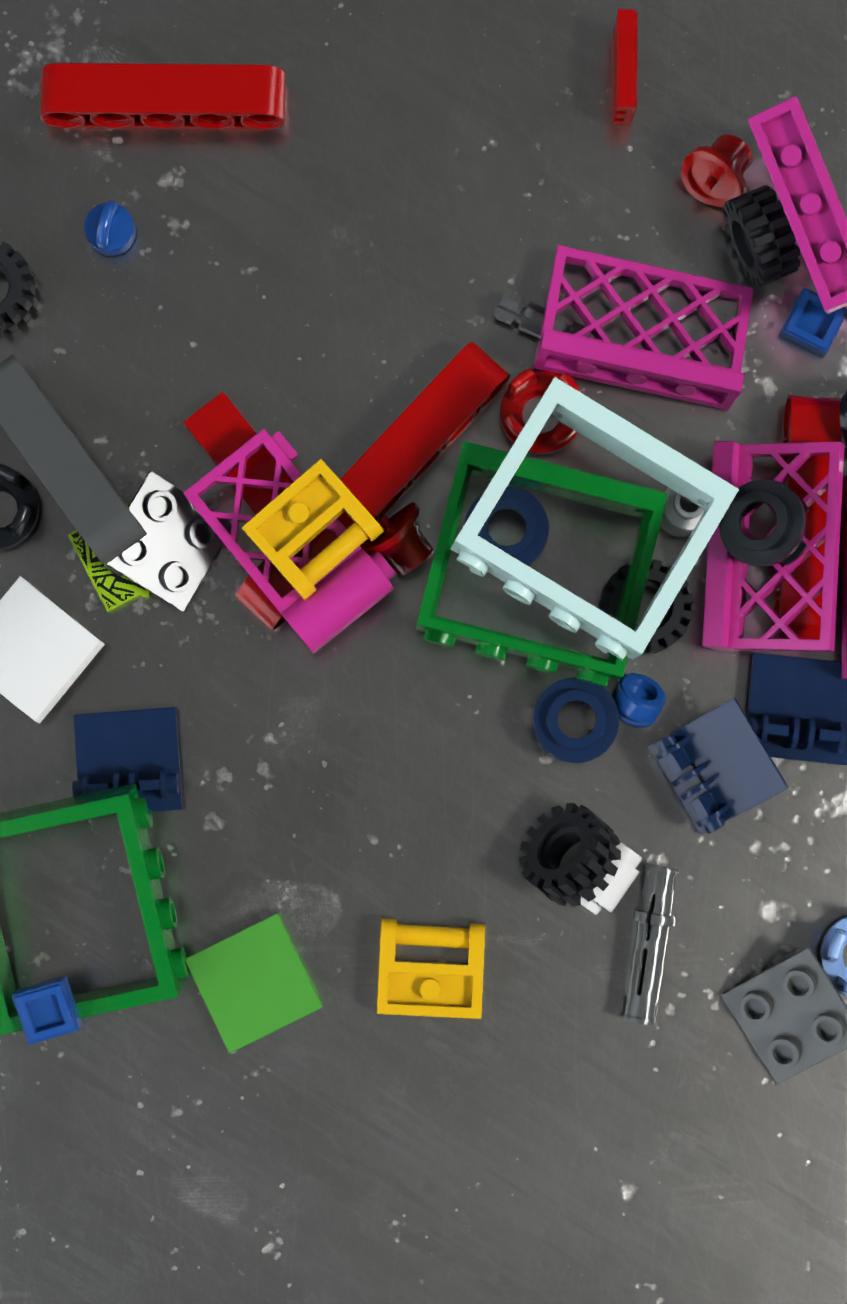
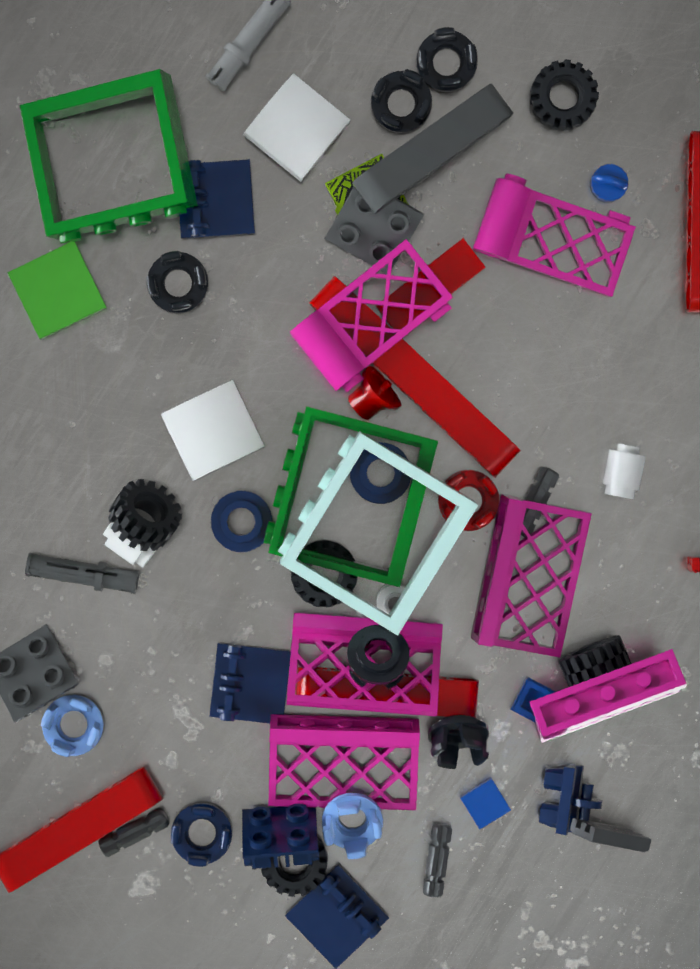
camera: 85 degrees right, 5 degrees up
(47, 1010) = (37, 144): blue tile -> none
(167, 363) = (511, 212): none -> dark pink piece
(214, 808) = (177, 261): none -> black piece
(300, 516) = (386, 323): yellow plate -> none
(431, 987) = (53, 416): yellow plate -> none
(449, 763) = (212, 430): none -> white slope
(500, 204) = (623, 471): none -> white brick
(638, 700) = (257, 567): blue tile -> none
(717, 171) = (646, 632): red piece -> none
(718, 766) = (207, 623): dark blue hinge -> none

